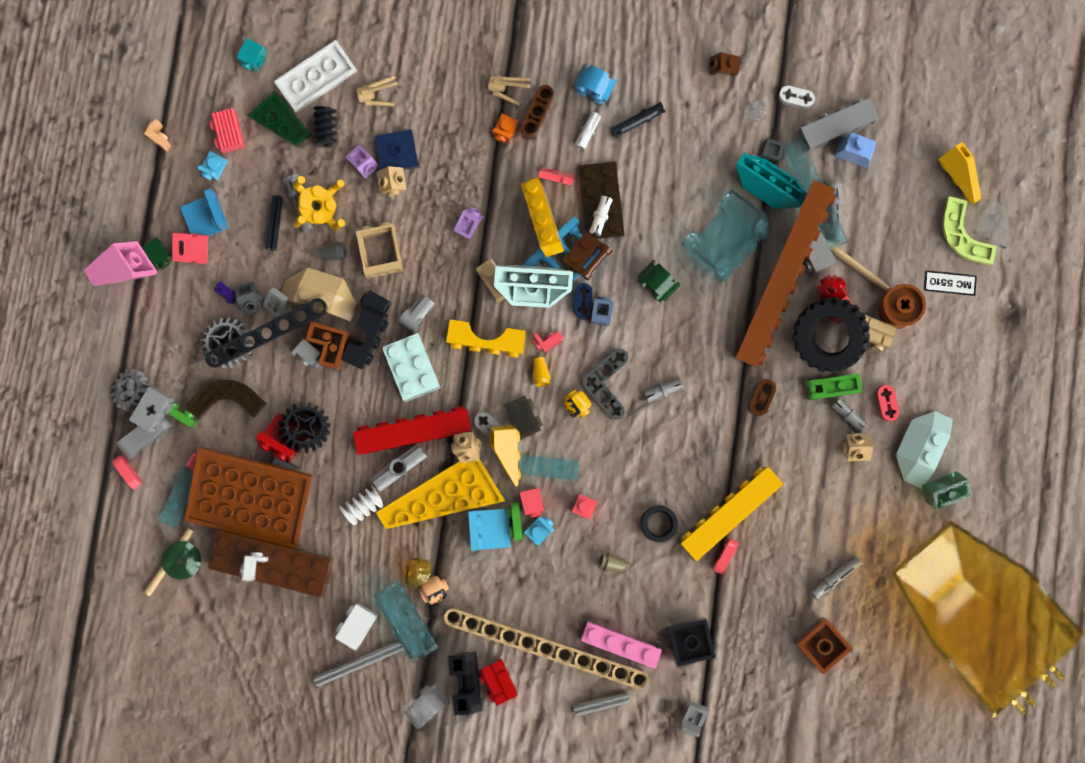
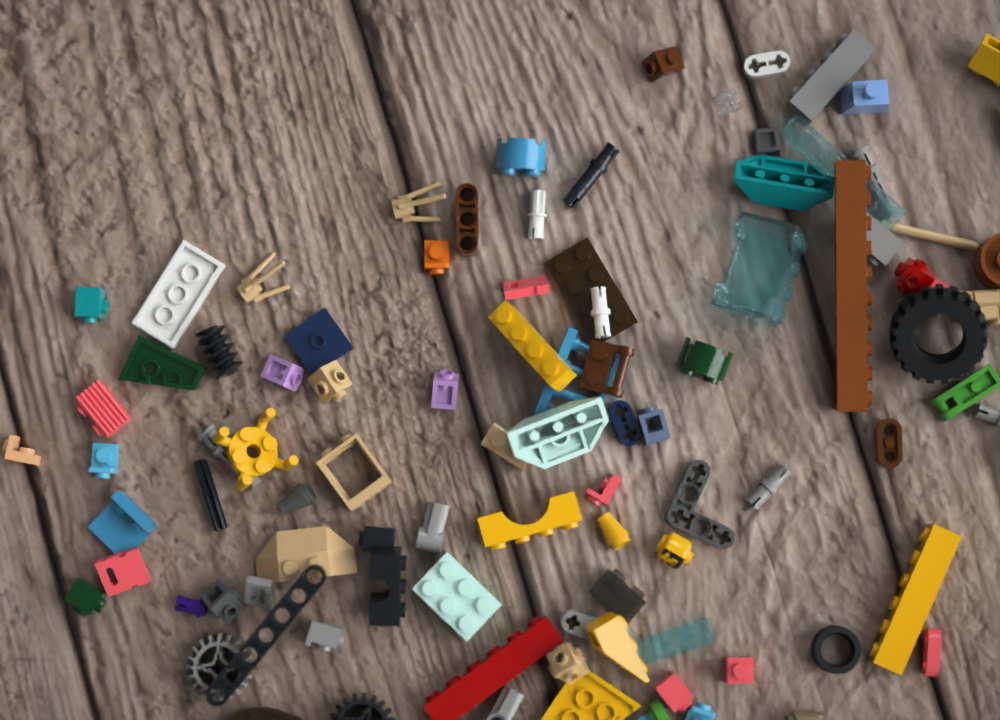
camera: 25 degrees left, 0 degrees up
(120, 264) = (52, 632): bright pink slope -> none
(333, 343) = (349, 607): dark orange brick -> none

